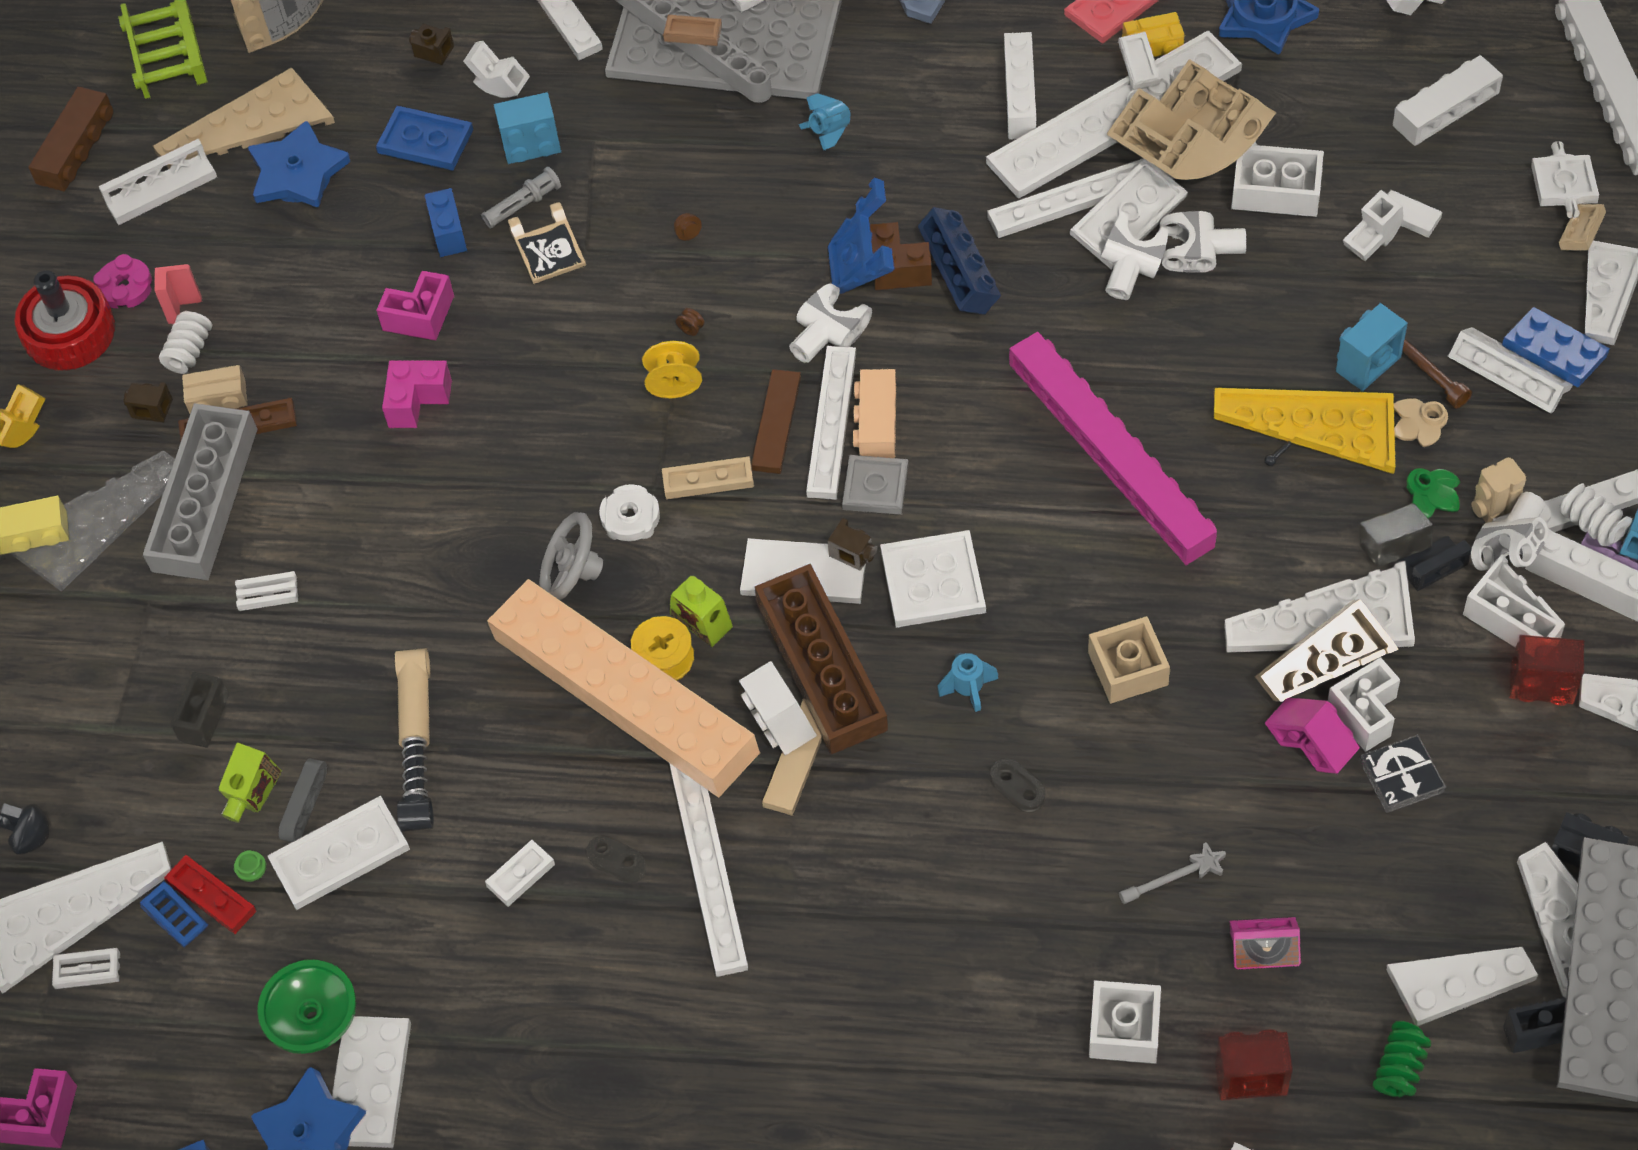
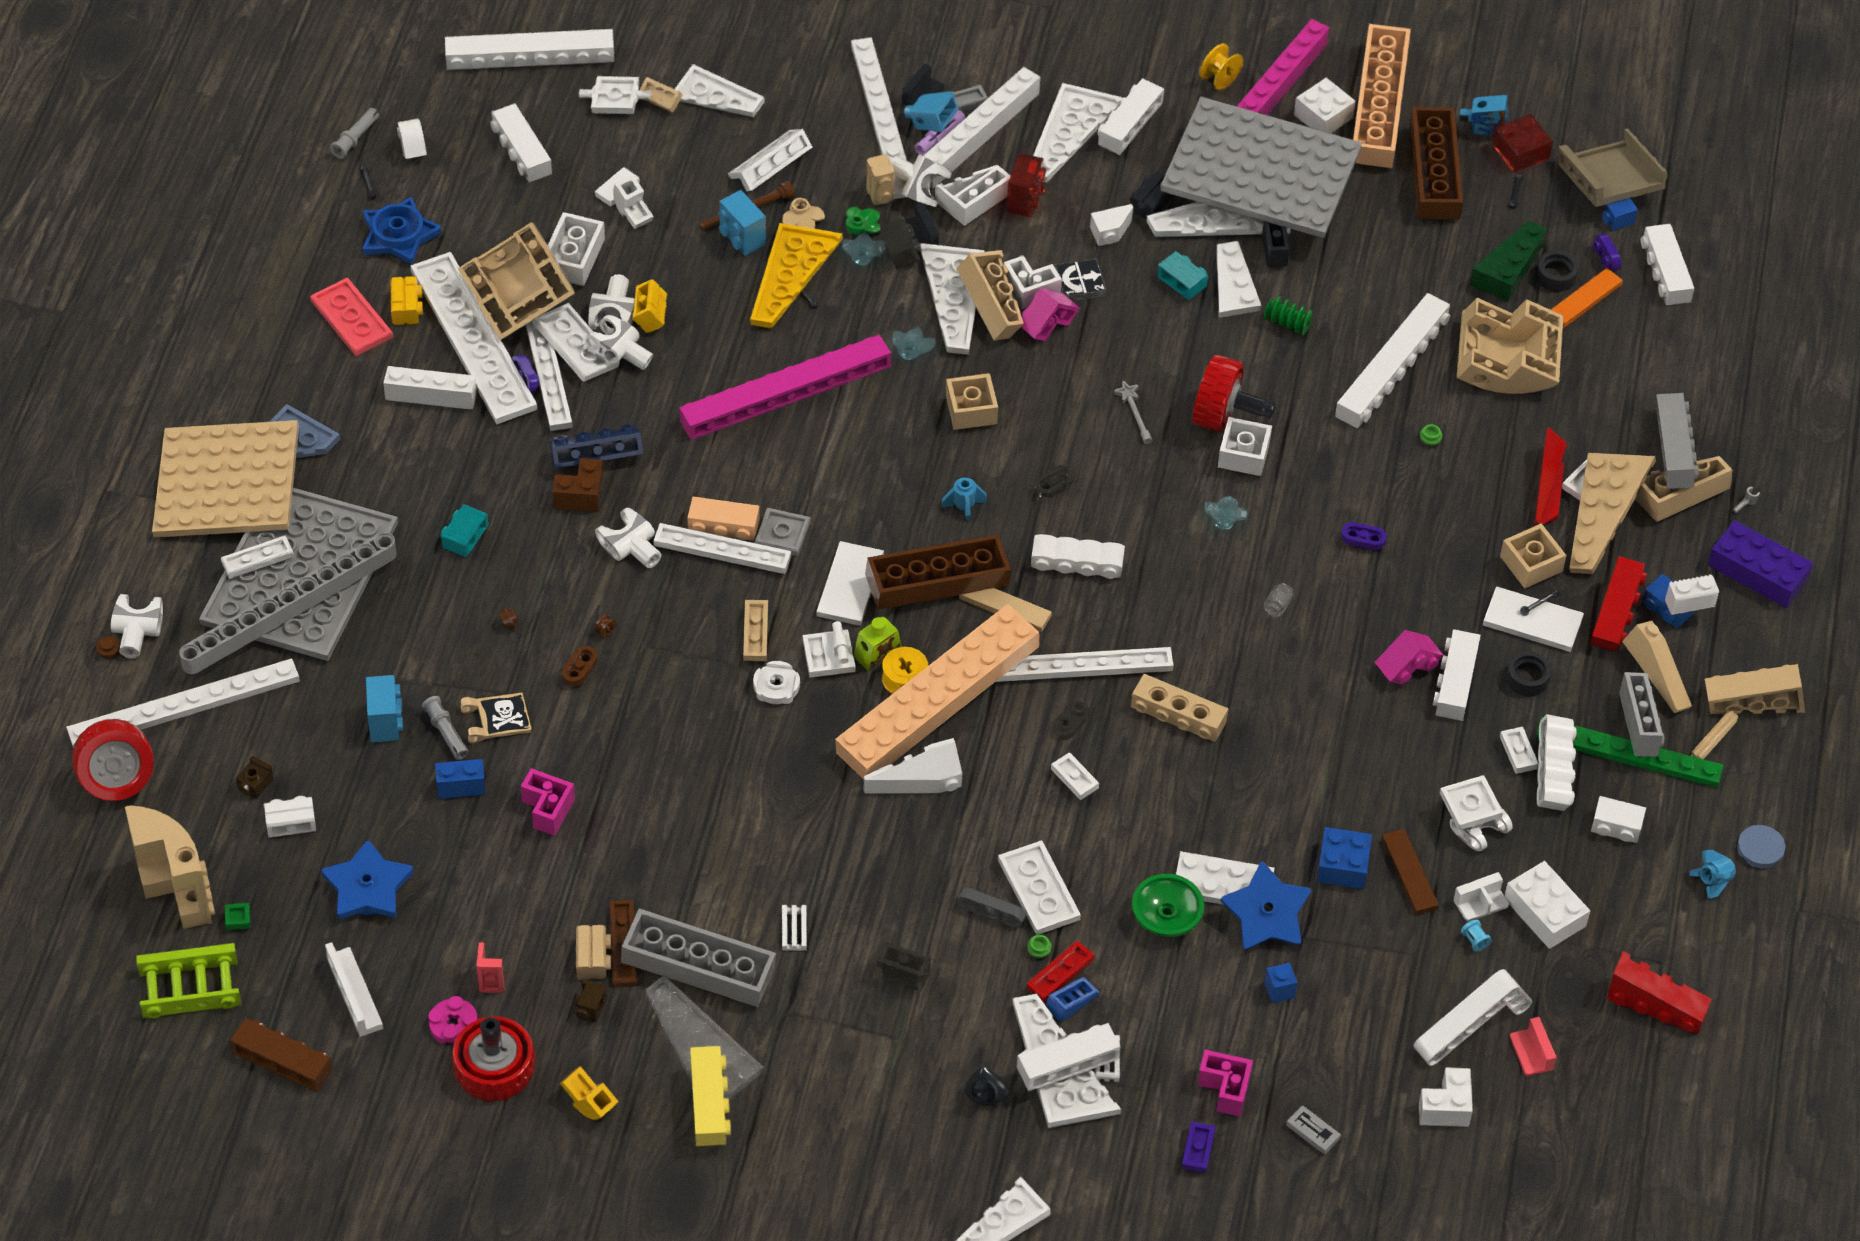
camera: 90 degrees left, 5 degrees down
(56, 908) = (1068, 1056): none -> white brick
(185, 341) = (535, 970): white piece -> none
(247, 781) = (973, 936): lime torso -> none
(249, 67) = (237, 916): none -> green plate
(253, 118) = (293, 914): tan wing -> none
(381, 82) = (290, 816): none -> white brick
(411, 385) = (627, 816): dark pink brick -> none
(412, 672) = (891, 830): piece -> none
(424, 137) = (359, 790): blue plate -> none
(495, 76) = (309, 731): white brick -> none
(501, 699) = (928, 772): none -> white wedge
(573, 560) = (817, 716): light grey piece -> none
(628, 308) = (579, 668): none -> reddish brown plate
(634, 1036) = (1172, 698): none -> tan brick
(661, 375) = (657, 634): yellow piece -> none
(680, 557) = (829, 652): none -> white plate
(692, 30) = (325, 575): medium nougat tile -> none
(776, 421) = (710, 584): reddish brown tile -> none
(776, 709) = (978, 597): white brick -> none
(810, 160) = (464, 530): none -> teal brick
(828, 118) = (428, 512): dark azure brick -> none
(851, 247) = (573, 509): blue wing -> none
(851, 546) = (843, 543): dark brown brick -> none
(856, 1102) = (1278, 600): none -> clear brick
(888, 829) = (1081, 556): none -> white brick
(933, 578) = (875, 506): white plate -> none
(1015, 1016) = (1225, 512): none -> clear light blue plate
(1058, 176) = (527, 373): none -> dark purple plate
(1139, 60) = (434, 307): white tile -> none
(1198, 969) = (1221, 394): none -> red wheel
(1203, 276) = (649, 306): none -> yellow brick
(1231, 582) = (912, 343): none -> clear light blue plate
(1253, 1065) = (1286, 383): clear red brick -> none
(1265, 943) = (1190, 367): panel -> none
(1382, 494) = (863, 248): none -> clear light blue plate
(1444, 905) = (1182, 275): none -> teal brick
(1515, 797) = (1110, 224): none -> white slope
(1555, 347) = (759, 131): plate -> none
(1594, 516) = (915, 131): white piece -> none

